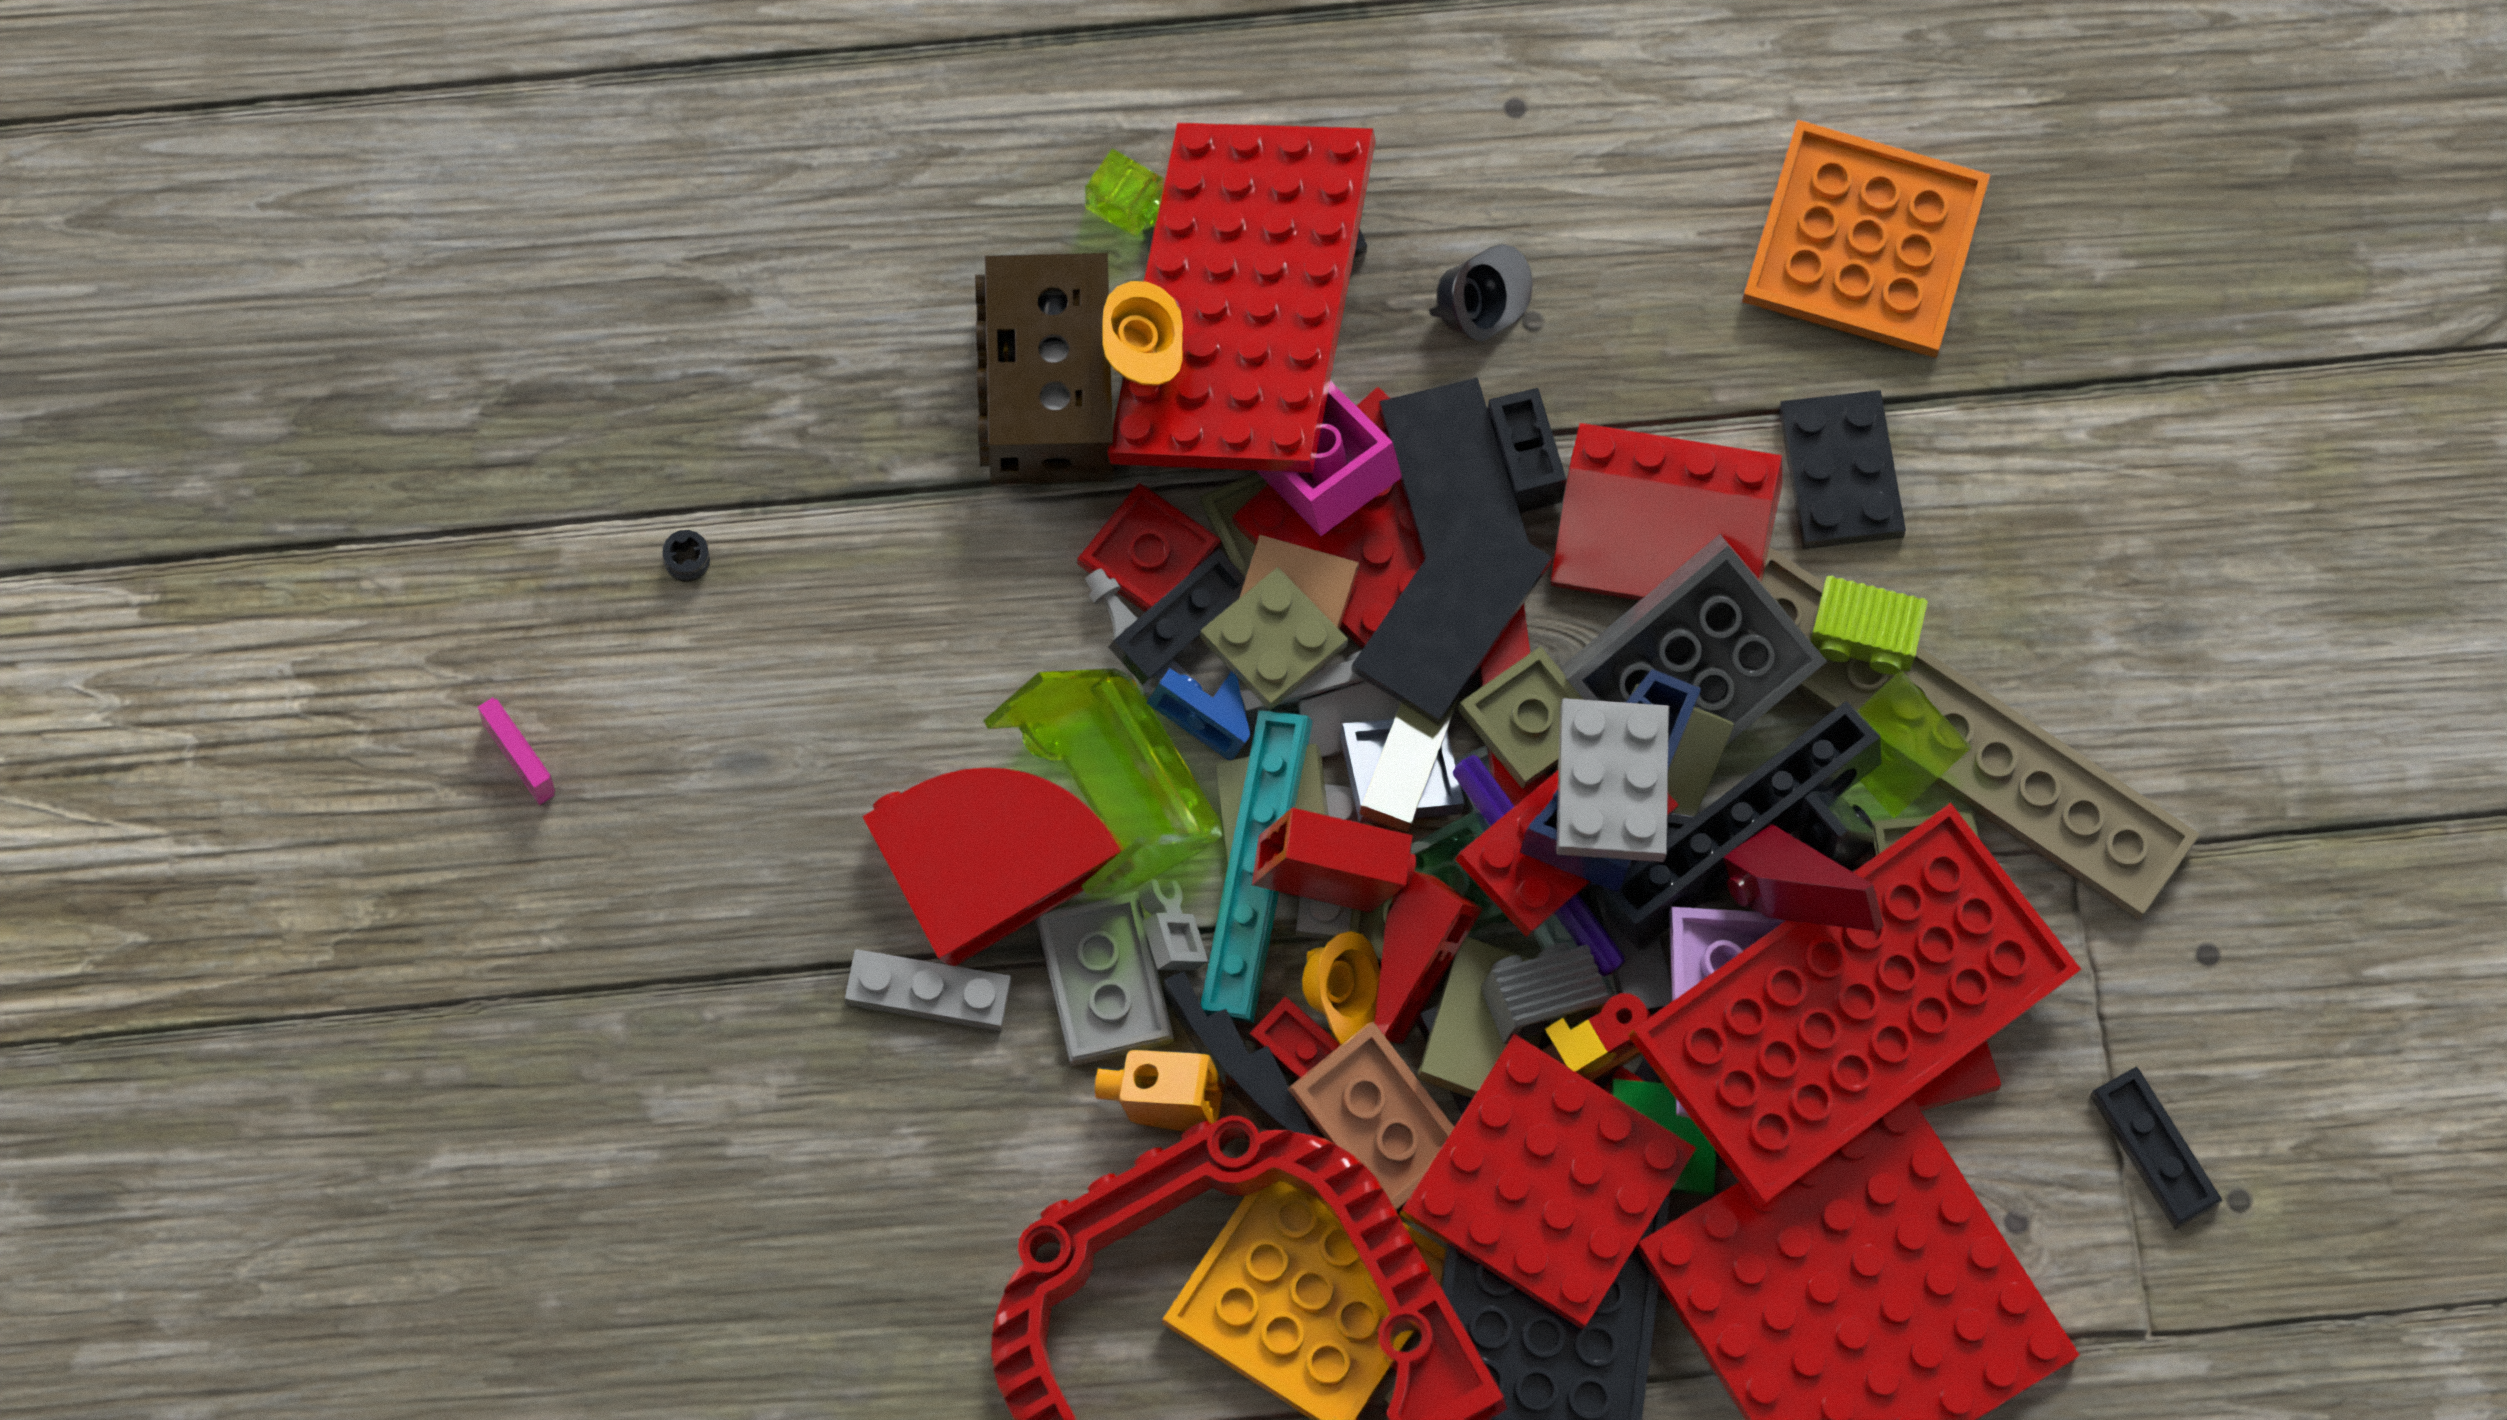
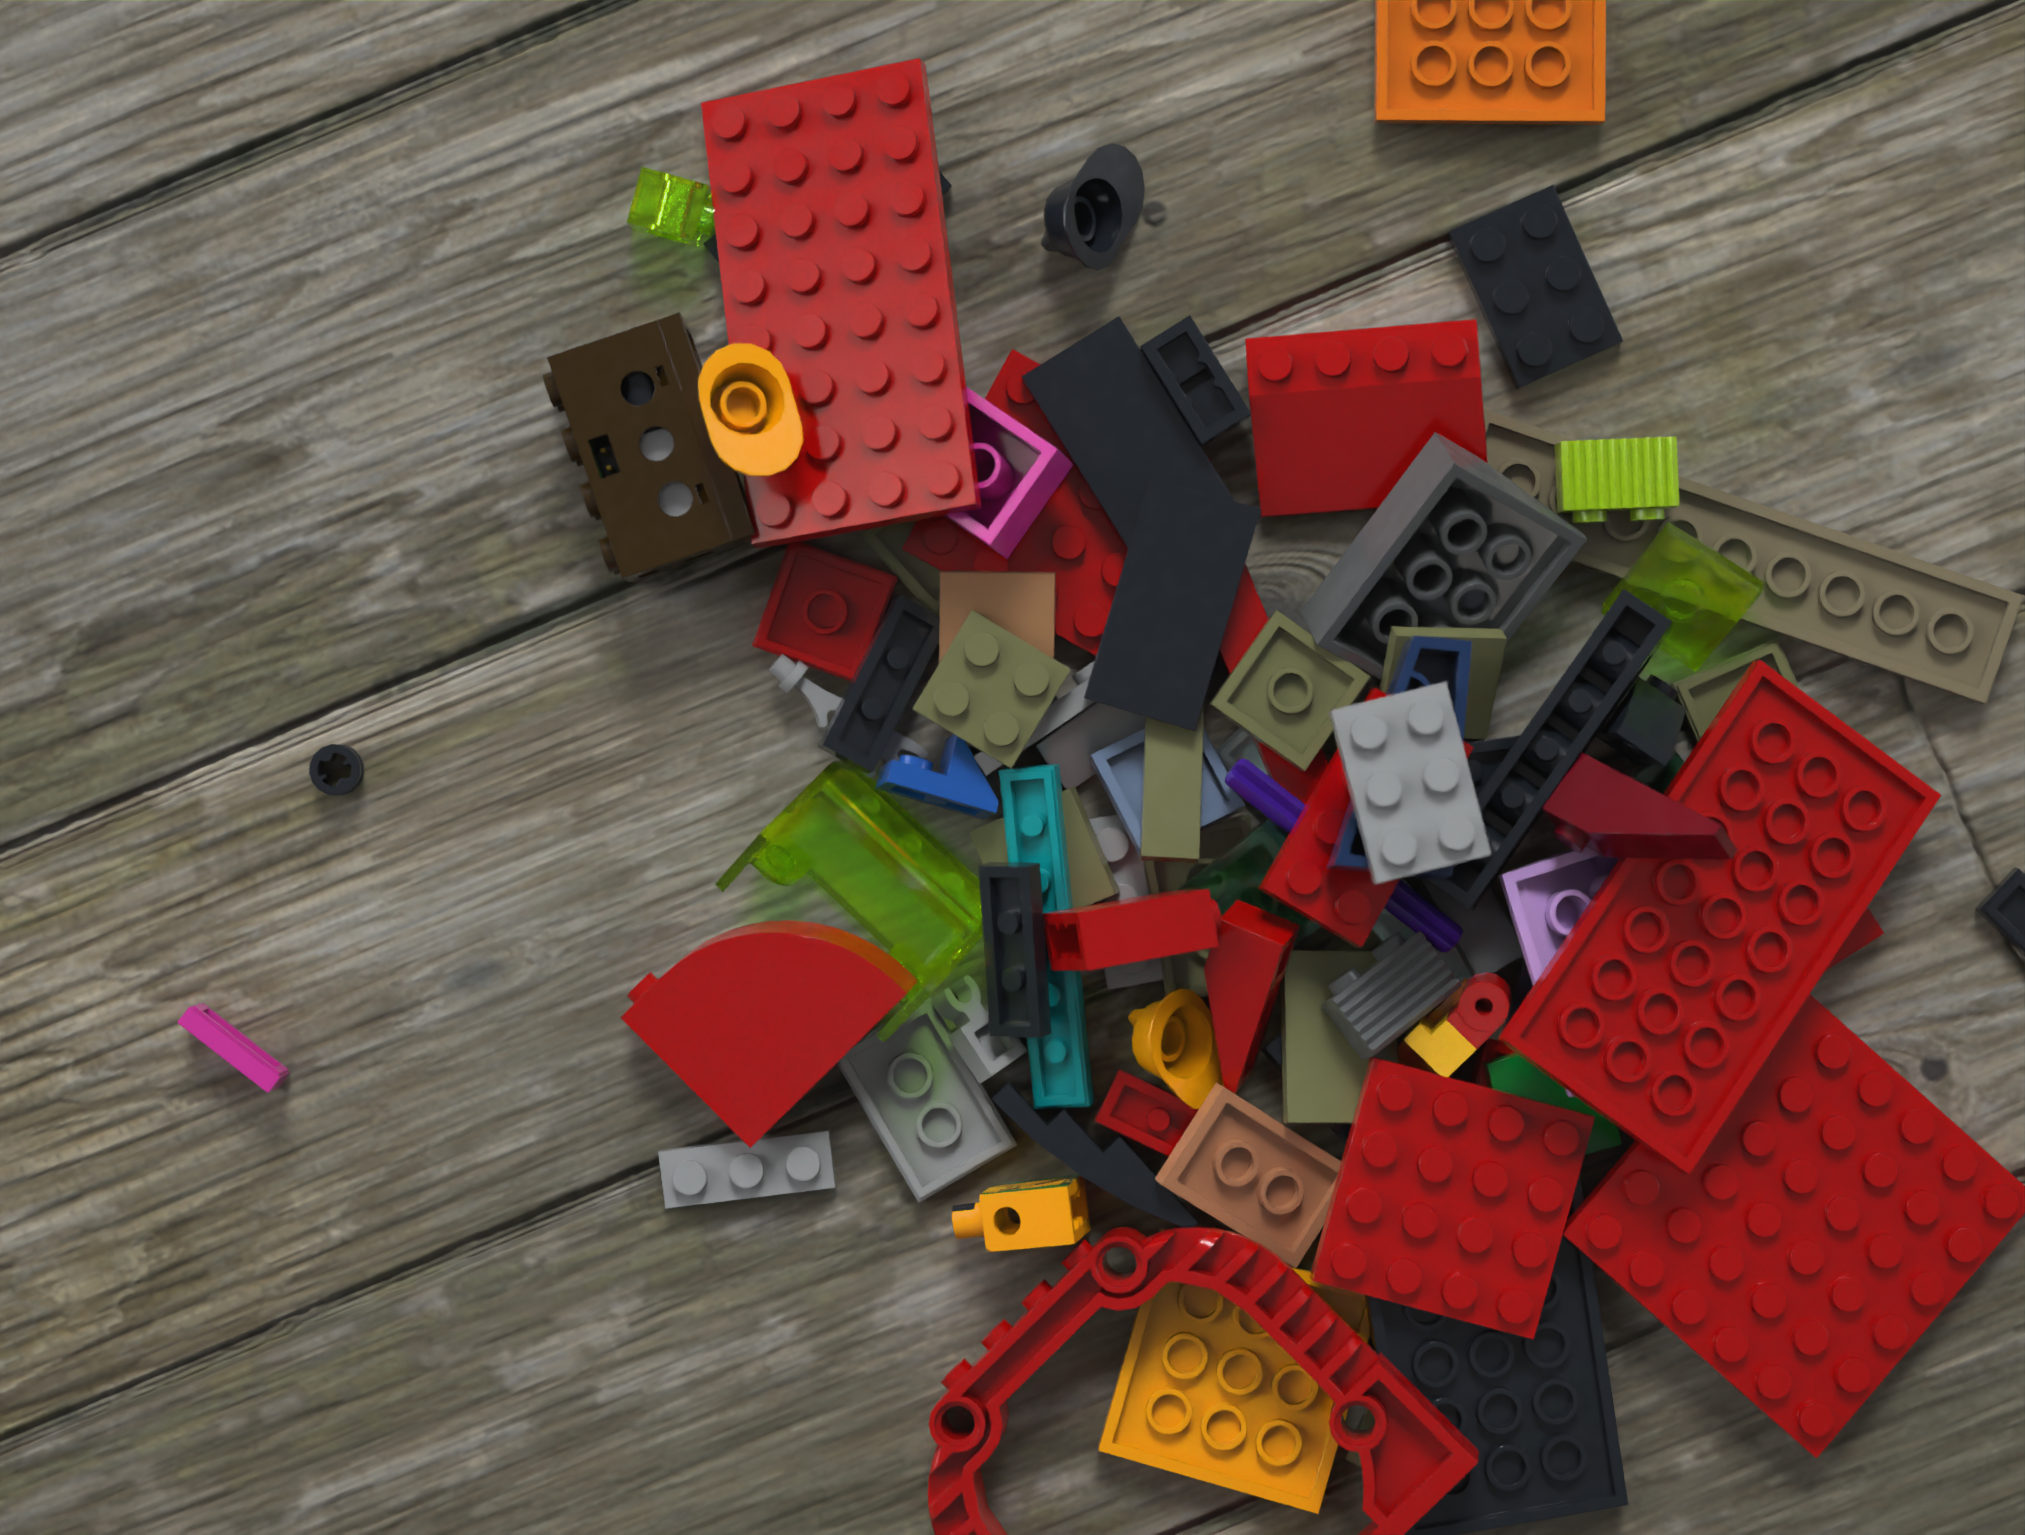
camera: 10 degrees left, 20 degrees up
(1225, 859) = (1014, 949): none -> black plate

